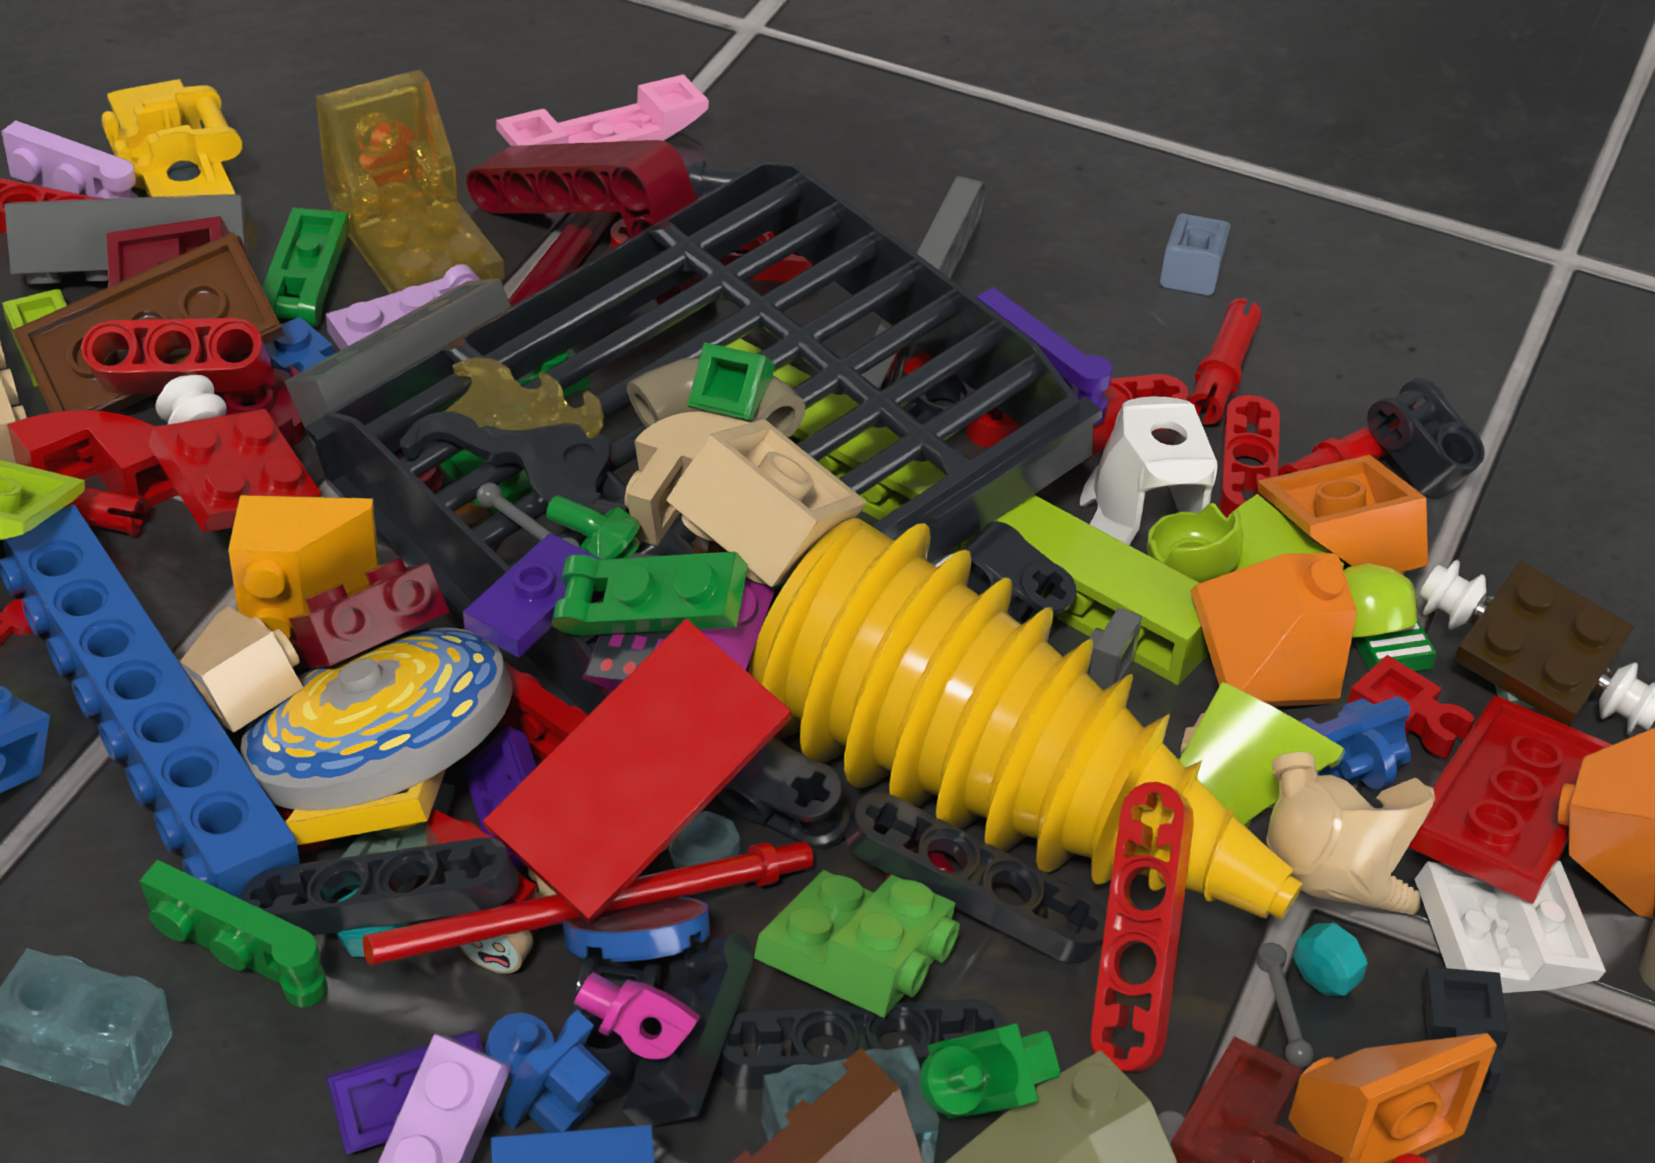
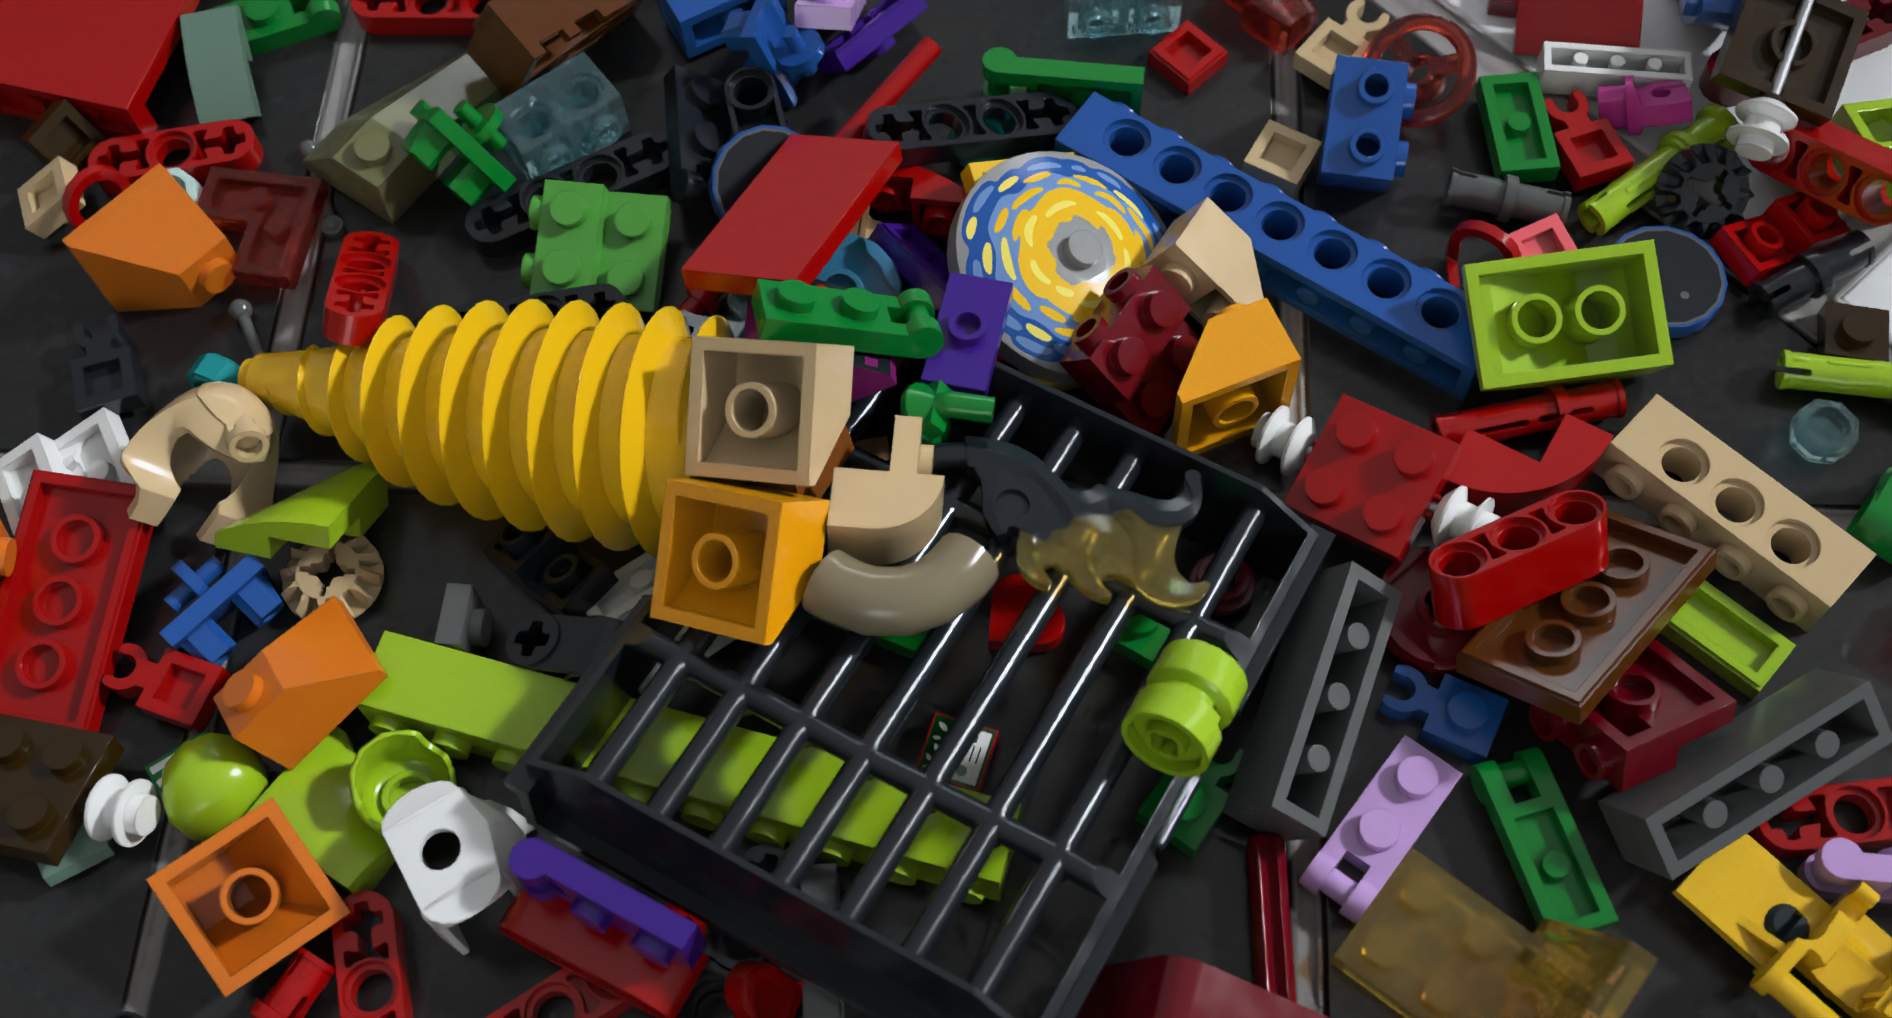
camera: 165 degrees right, 20 degrees up
(62, 782) = (1282, 157): none -> tan plate
(64, 931) = (1187, 57): none -> red tile
(490, 496) = (1077, 448): dark grey hinge -> none
(531, 280) = (1184, 707): none -> lime wheel
(628, 1006) = (734, 72): dark pink piece -> none
(730, 381) = (872, 556): green slope -> none
(852, 439) = (735, 556): none -> light orange slope

